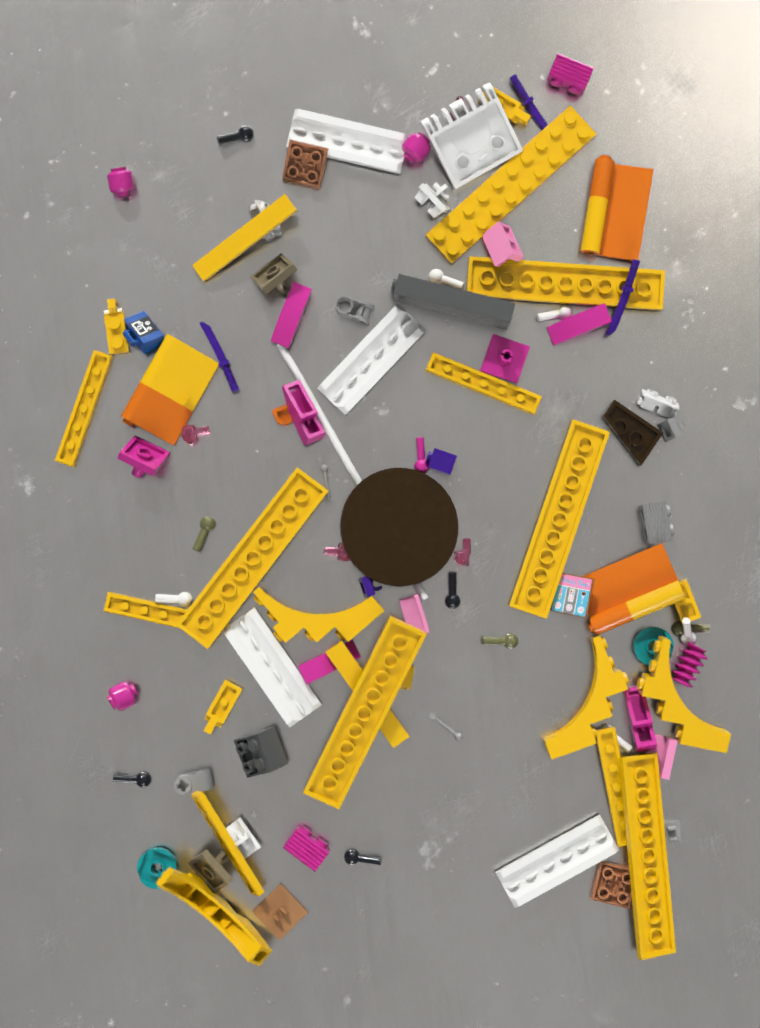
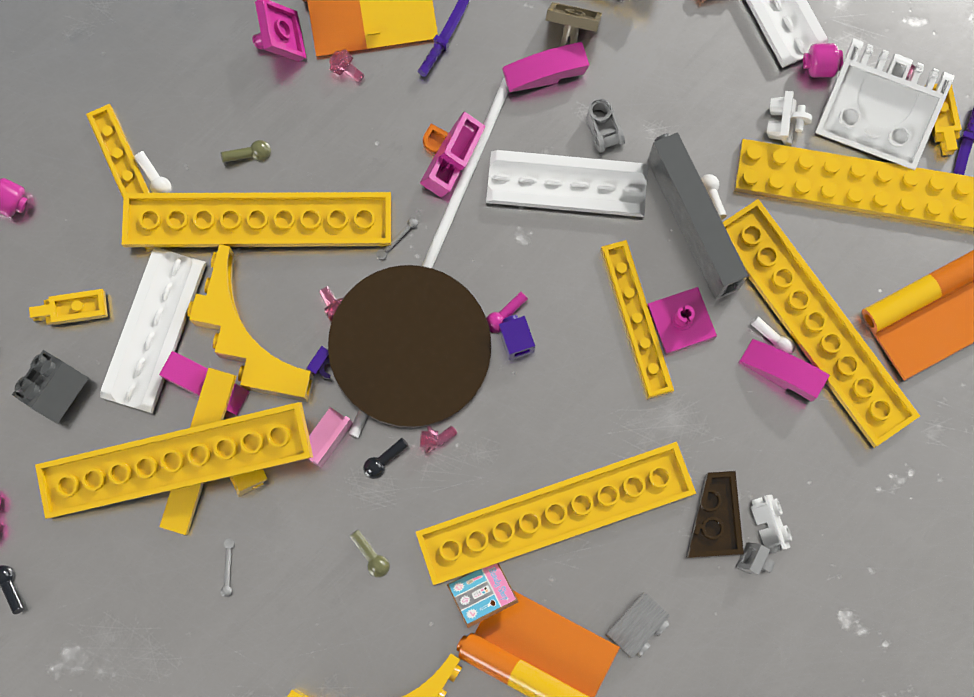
camera: 55 degrees right, 10 degrees down
(502, 244) = (800, 221): bright pink panel -> none
(627, 289) = (863, 390): dark purple sword -> none

